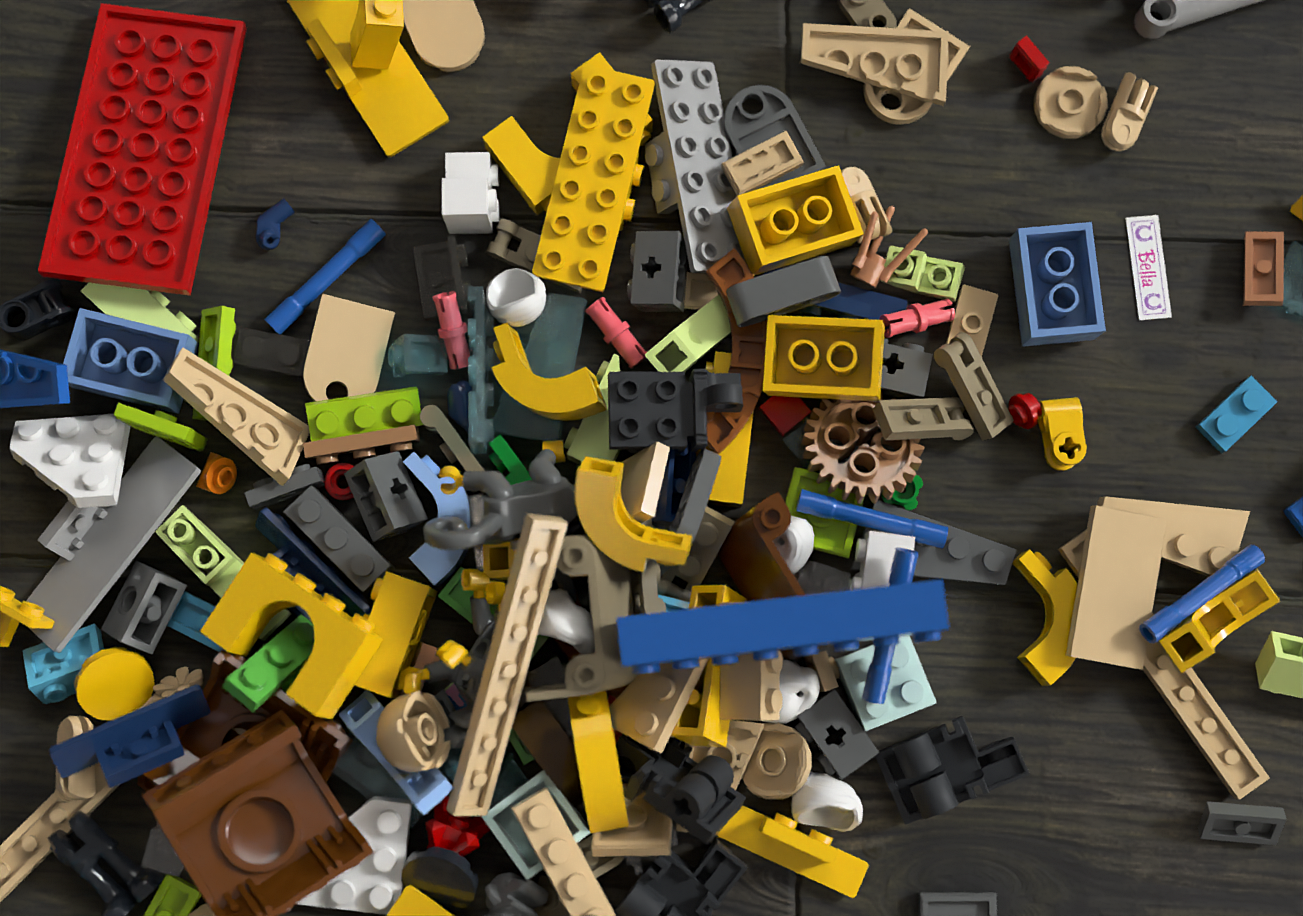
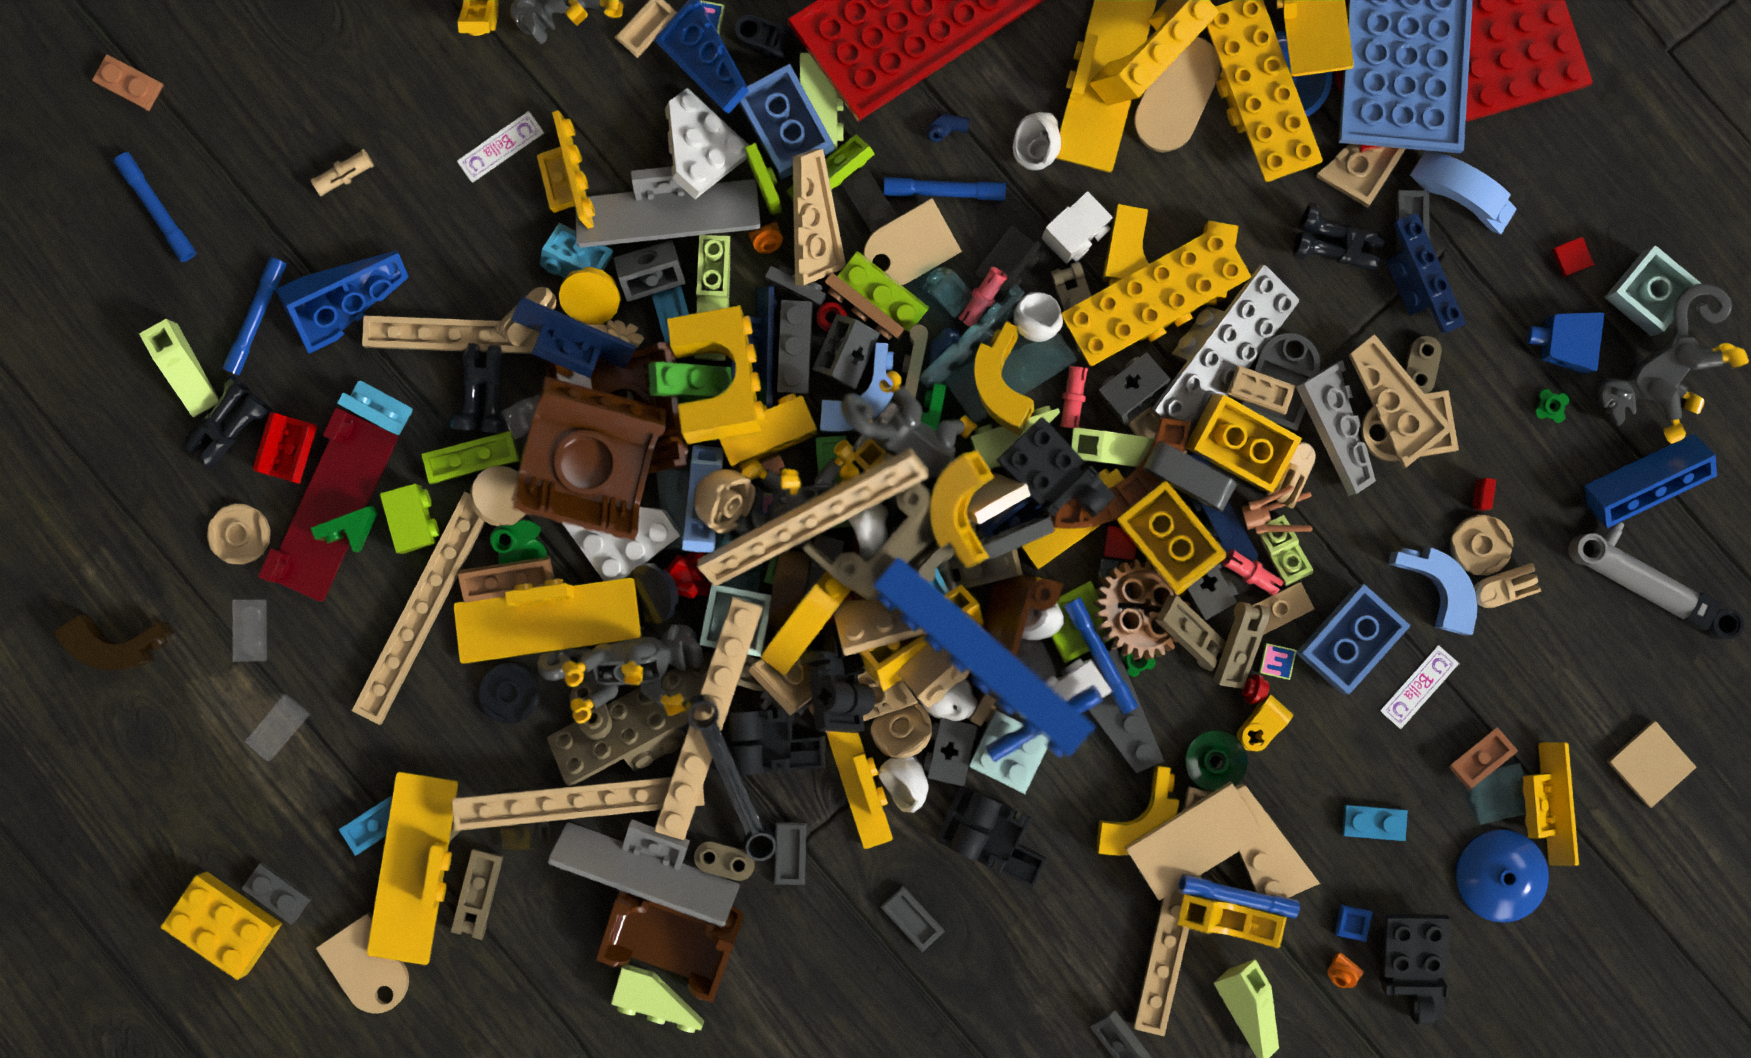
camera: 50 degrees right, 5 degrees up
(359, 157) = (1037, 141): none -> white hair
(858, 130) = (1332, 415): none -> light grey wing
(1015, 368) = (1277, 661): none -> tile
(1063, 484) = (1219, 745): none -> dark green dish
(1087, 156) = (1454, 586): none -> light blue arch

